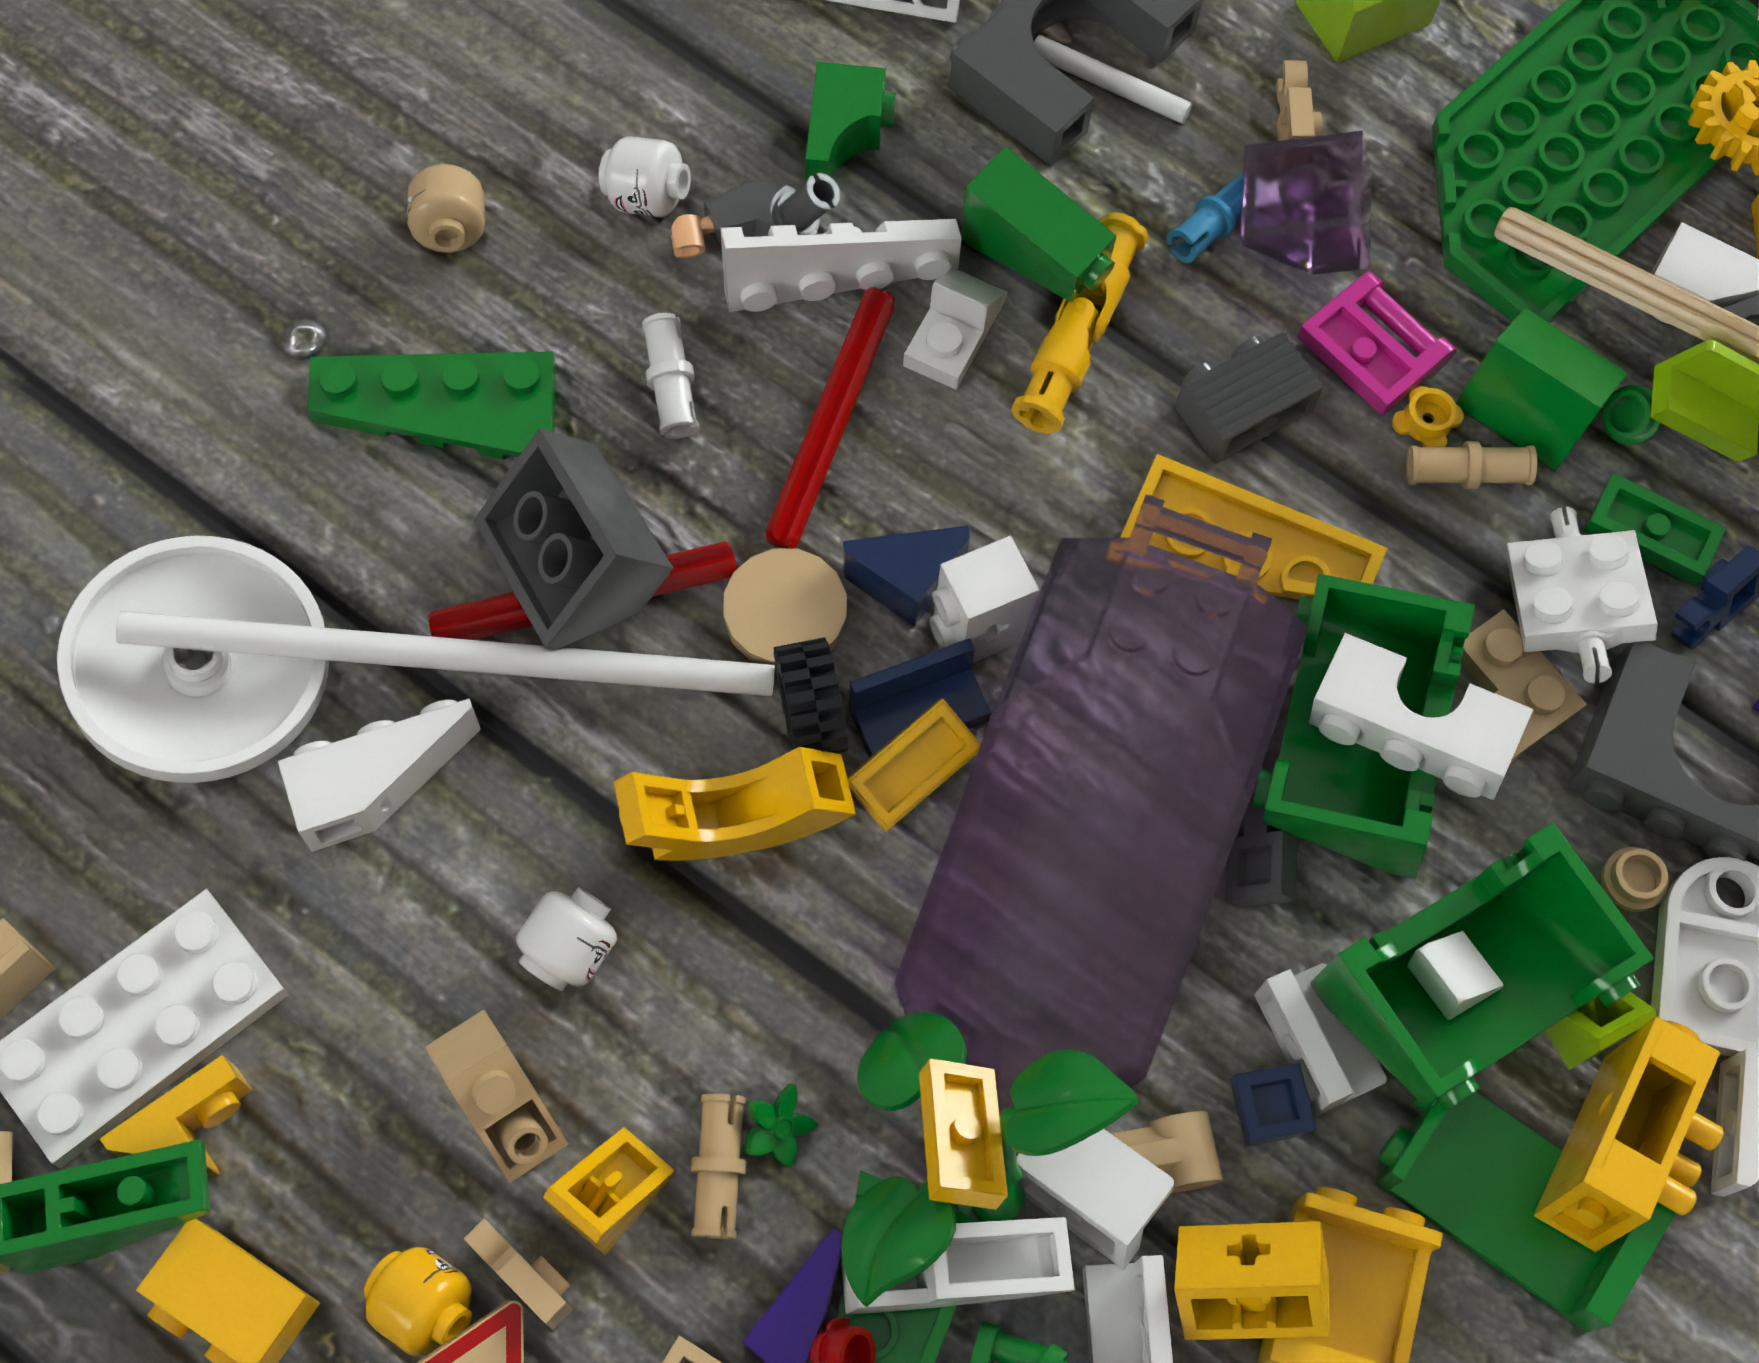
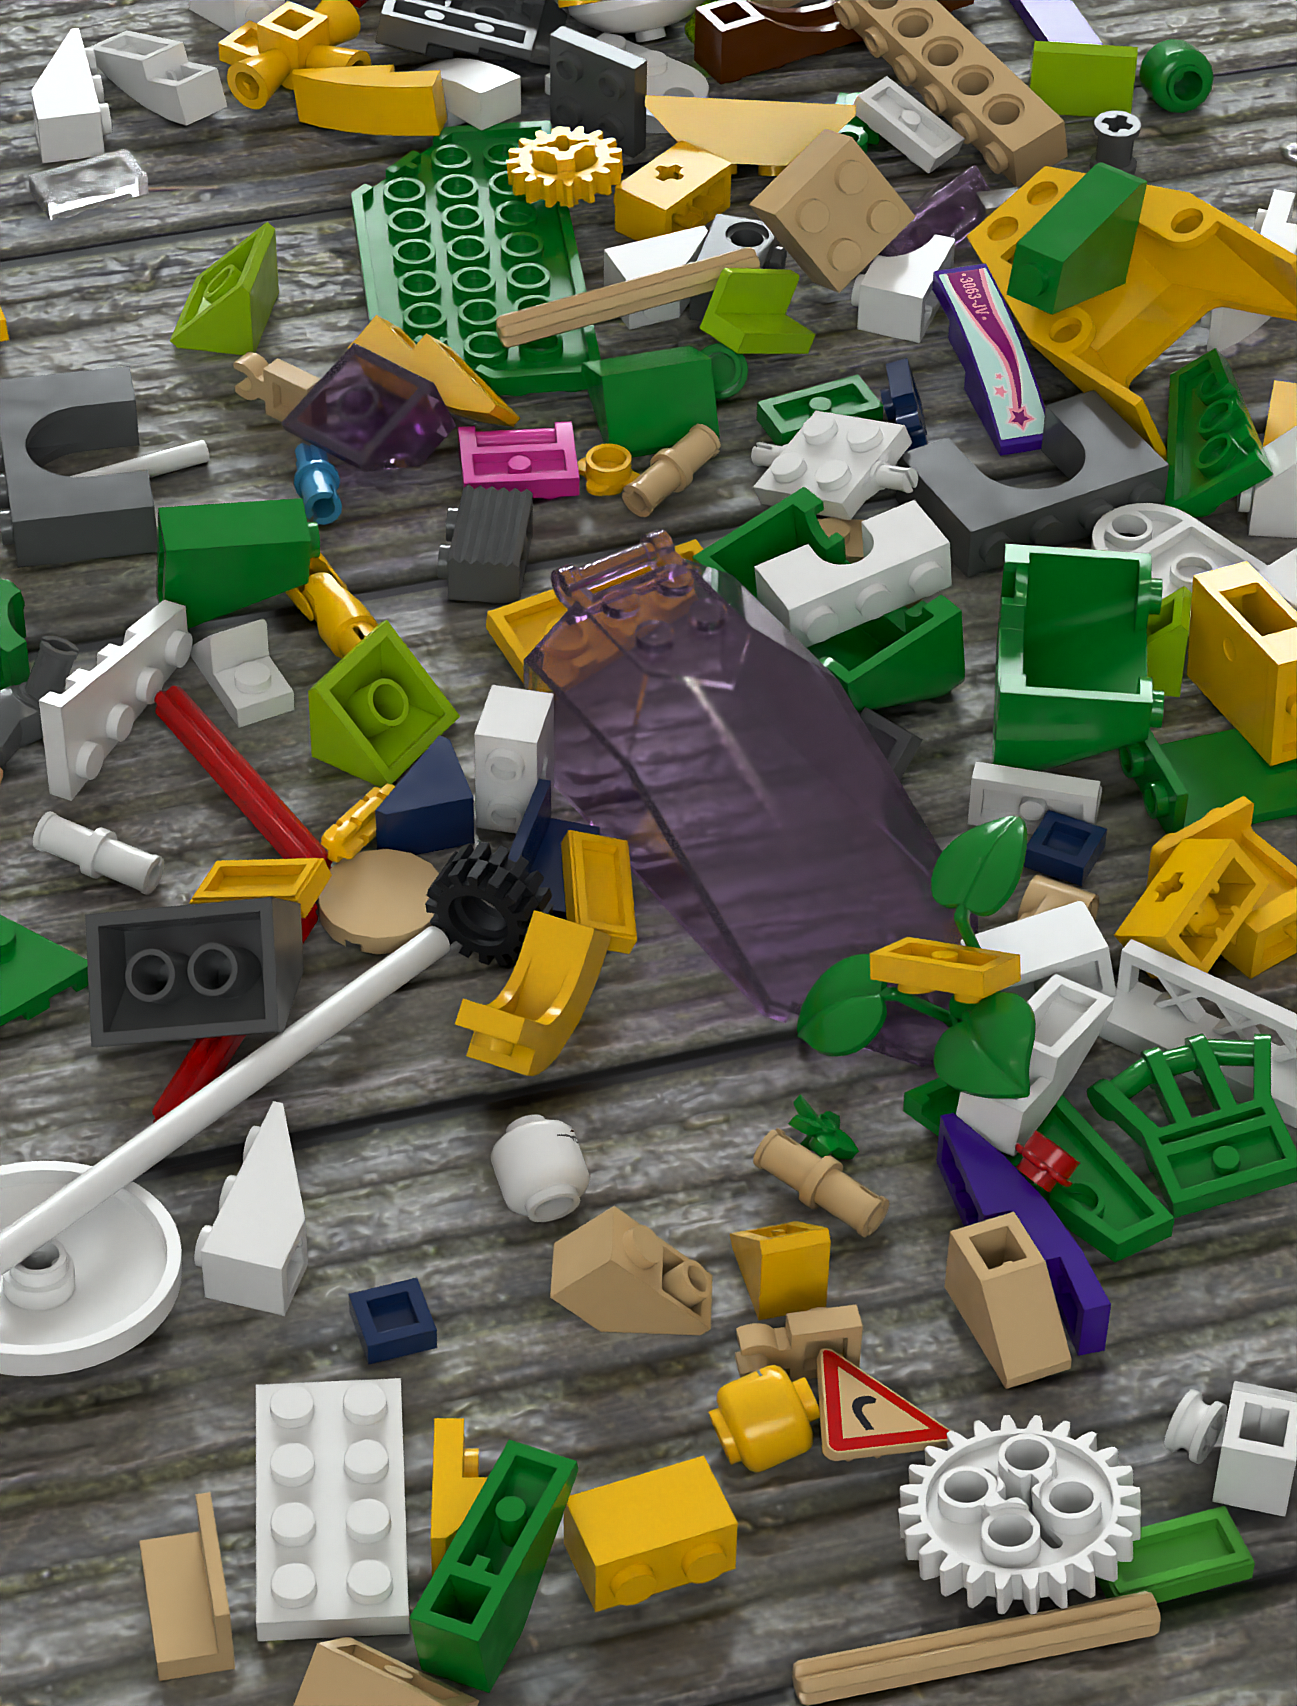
camera: 50 degrees left, 25 degrees down
(337, 940) = (392, 1320): none -> dark blue plate
(714, 517) = (287, 879): none -> yellow tile
(806, 539) = (355, 827): none -> yellow axle
(980, 456) = (377, 710): none -> lime slope
(1409, 207) = (457, 383): none -> yellow slope
(1454, 974) = (1062, 675): white slope -> none

